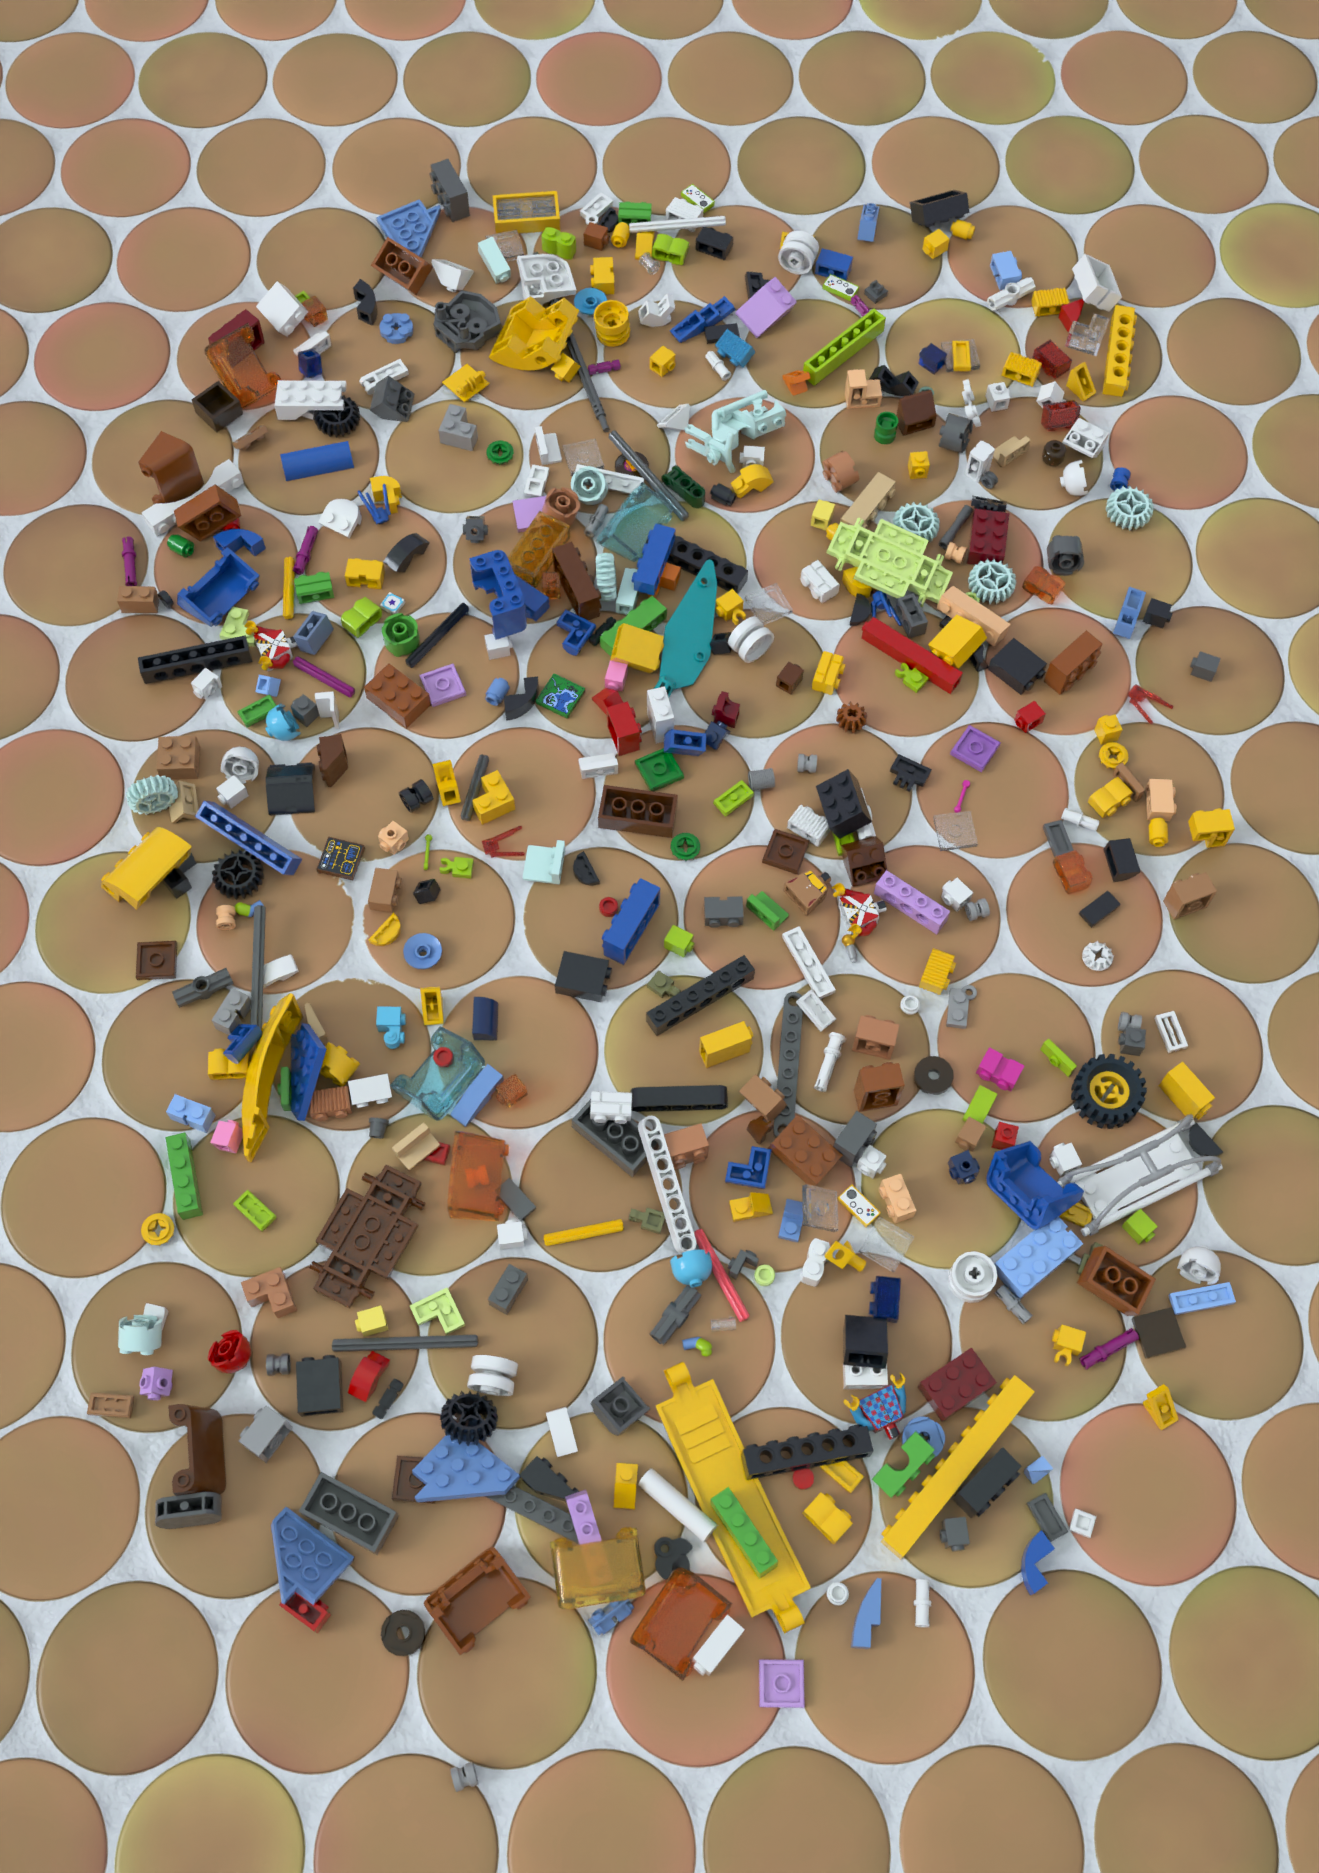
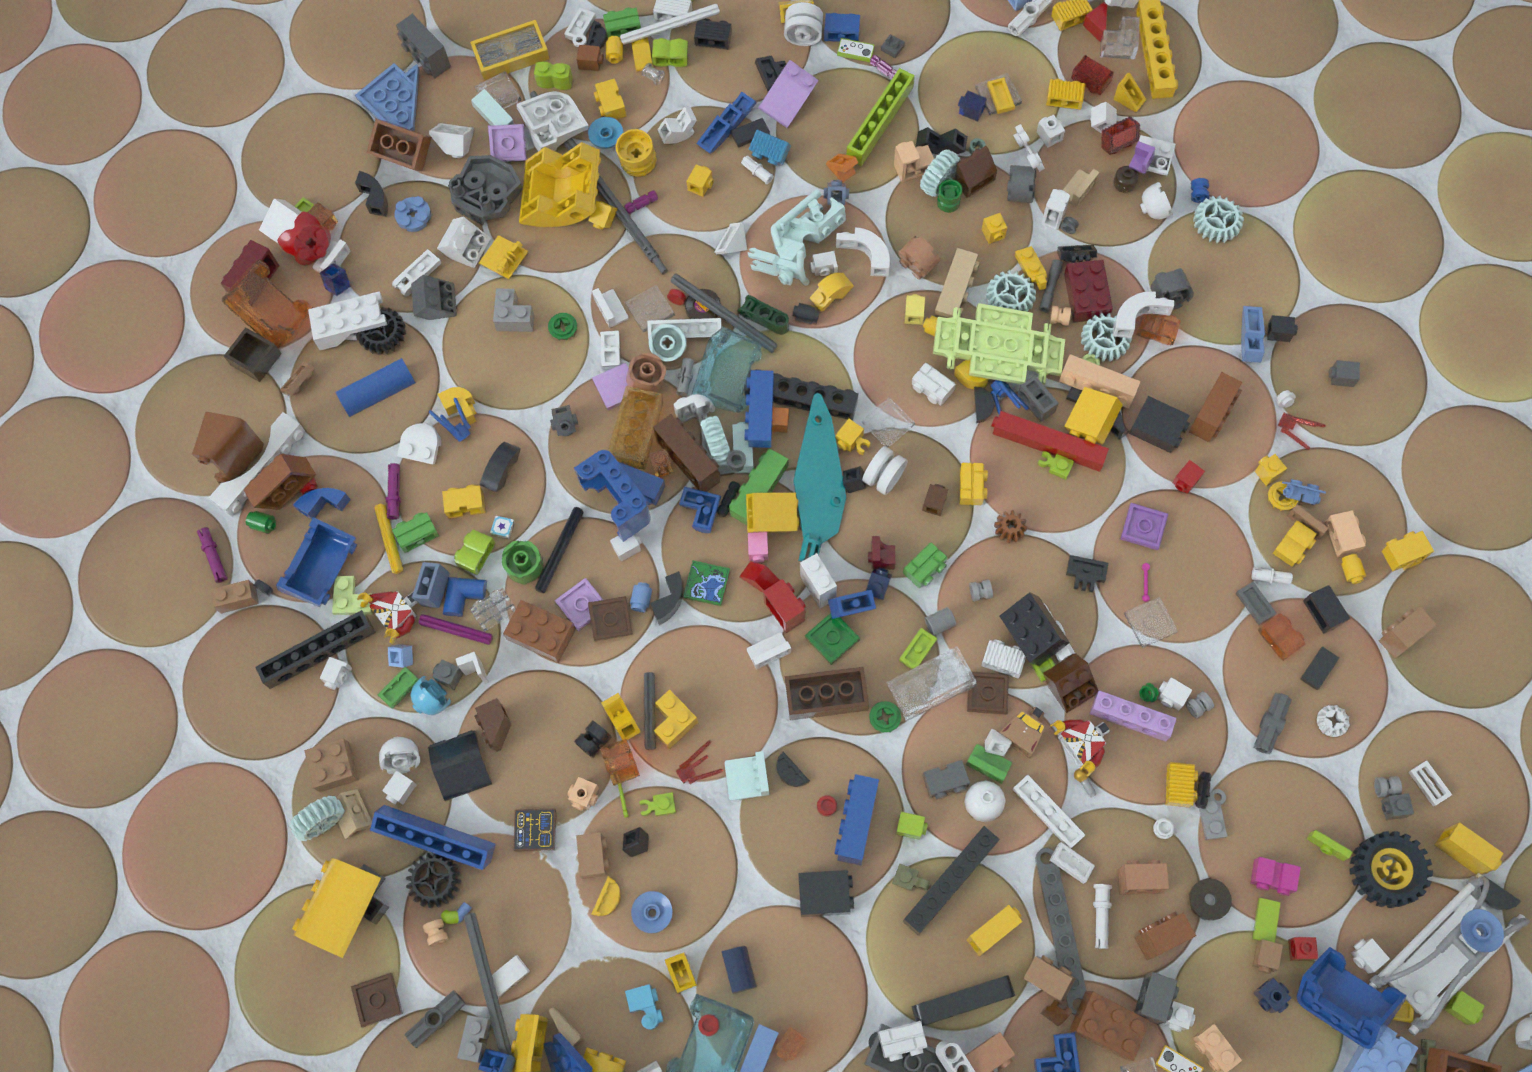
camera: 10 degrees left, 5 degrees up
(284, 318) = (294, 240): none -> red brick
(339, 645) = (459, 590): none -> blue brick
(361, 666) = (493, 609): none -> clear brick
(434, 361) = (464, 242): none -> white slope
(434, 819) = (620, 762): none -> clear orange brick
(463, 702) = (610, 618): none -> reddish brown tile
(500, 287) = (507, 142): none -> lavender tile
(593, 543) = (693, 407): none -> white slope
(610, 452) = (676, 296): none -> red tile
(618, 592) = (736, 455): none -> dark grey piece
(735, 826) = (931, 683): none -> clear brick
(753, 939) = (985, 801): none -> white cylinder
(763, 729) = (925, 565): none -> bright green brick
(780, 894) = (997, 743): none -> white slope
(783, 393) = (836, 185): none -> sand blue brick
(799, 451) = (869, 244): none -> white arch
(881, 401) = (939, 170): none -> light aqua gear
(933, 887) = (1145, 695): none -> green plate
(943, 505) = (1032, 266): none -> yellow hinge
(956, 981) = (1203, 790): none -> black axle
(1027, 558) = (1136, 306): none -> white arch
(1039, 942) = (1272, 723): none -> dark grey piece
(1074, 434) = (1142, 158): none -> medium lavender panel
(1138, 757) = (1310, 492): none -> medium blue hinge
(1142, 674) = (1285, 399): none -> white plate
(1172, 1143) = (1489, 927): none -> medium blue dish

